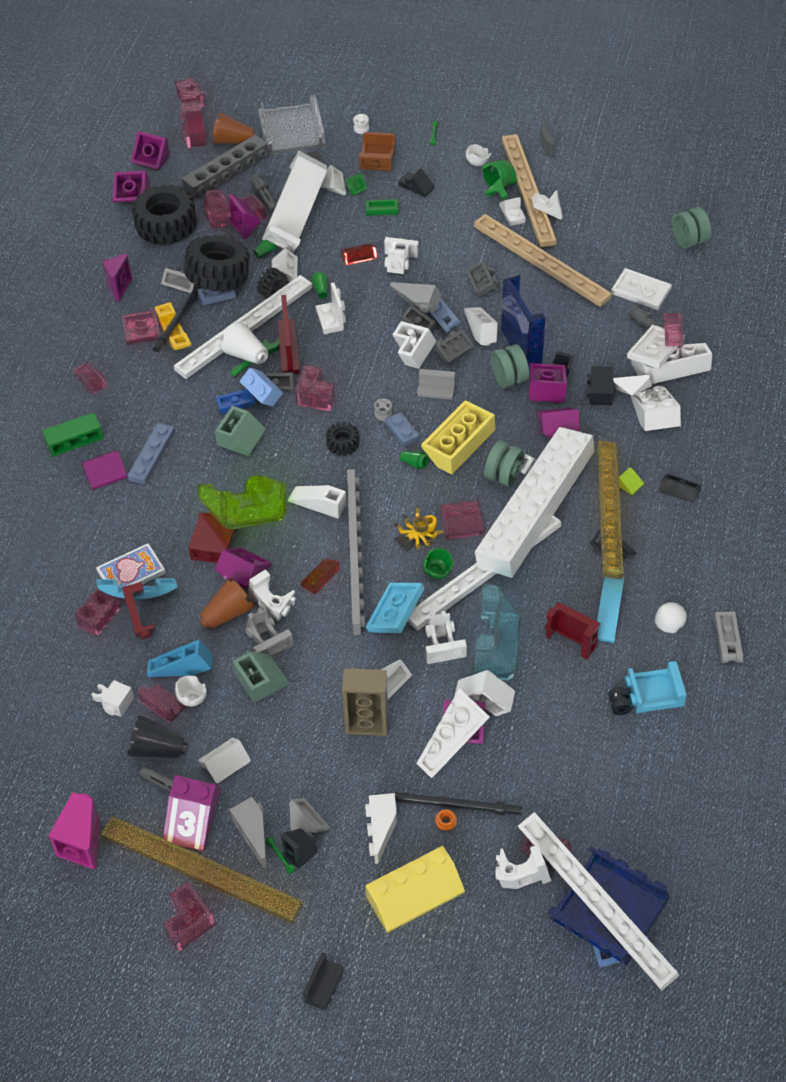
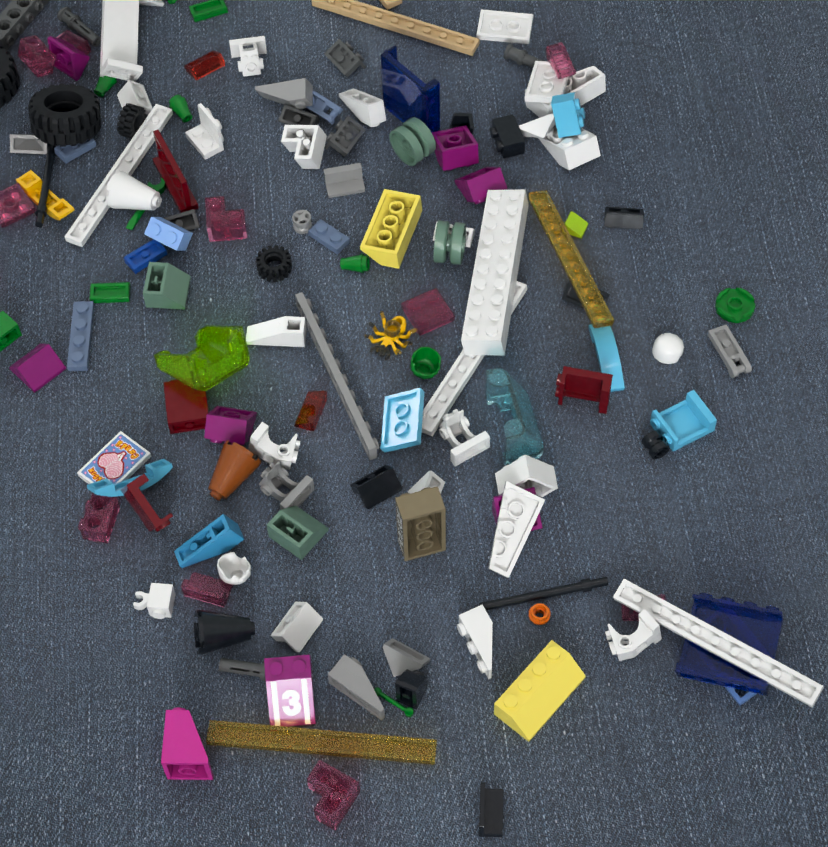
camera: 20 degrees left, 5 degrees up
(192, 424) = (110, 292): none -> green tile
(348, 657) = (377, 486): none -> black panel
(660, 379) = (568, 114): none -> medium azure brick
(752, 597) = (735, 305): none -> green tile

